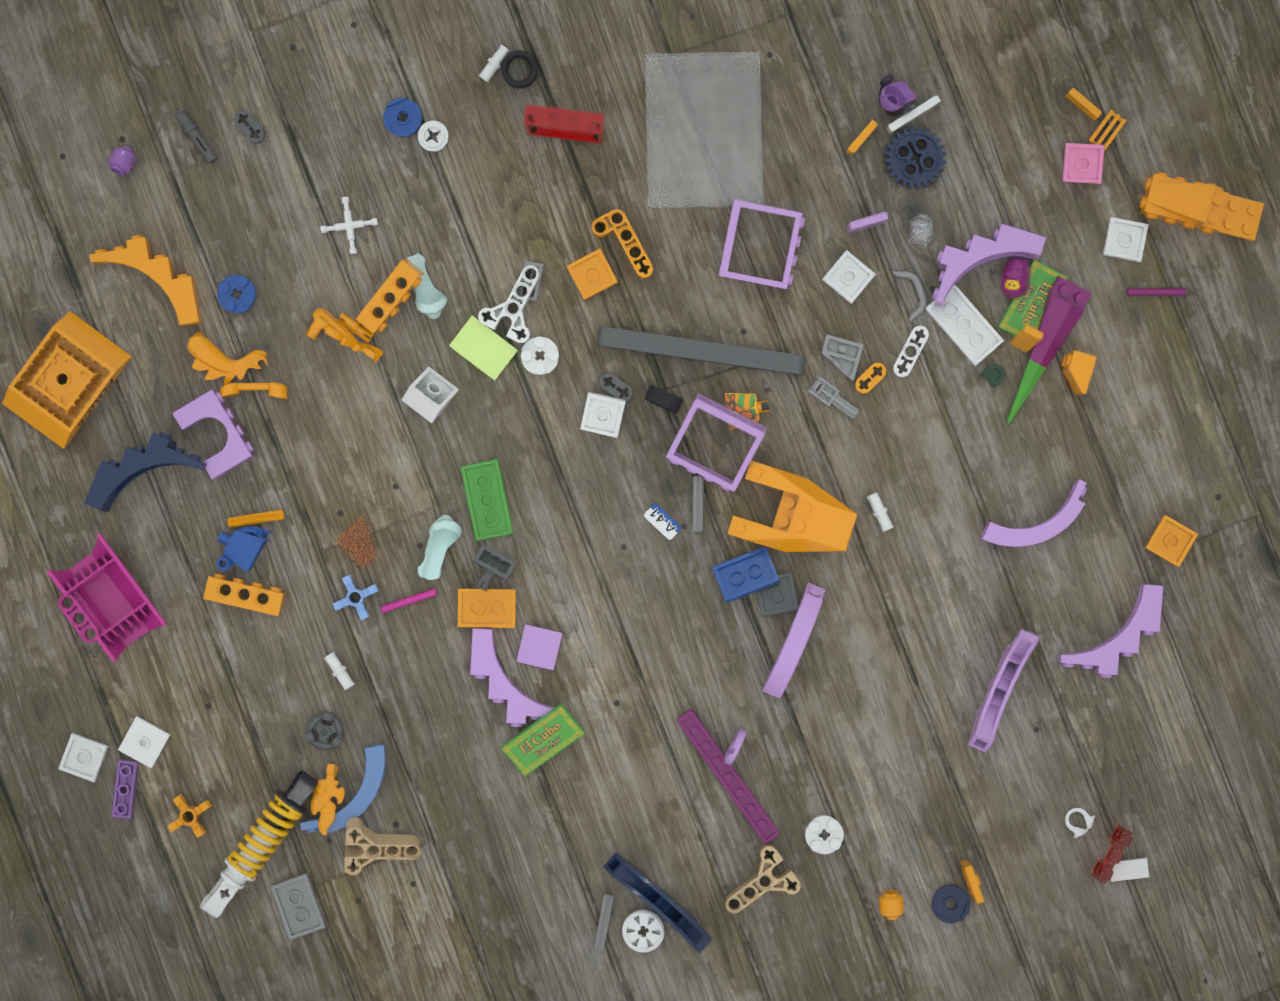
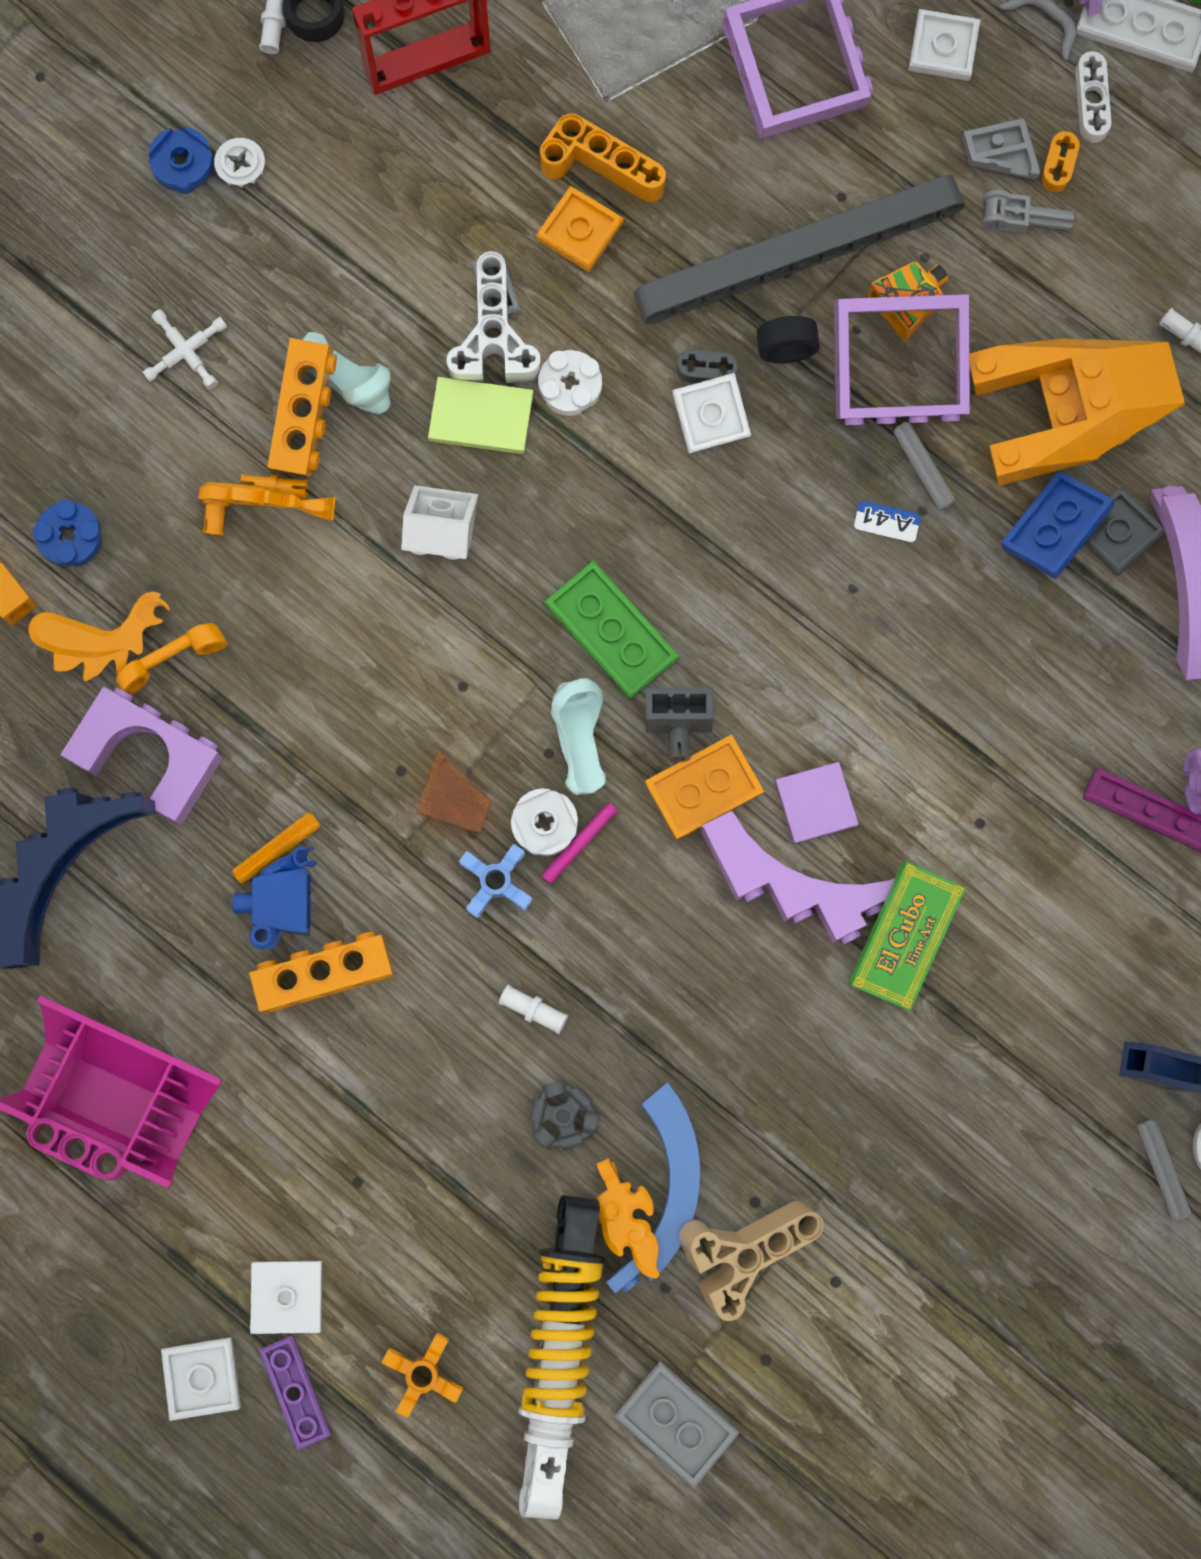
camera: 30 degrees left, 10 degrees down
(388, 588) = (551, 805): none -> white plate

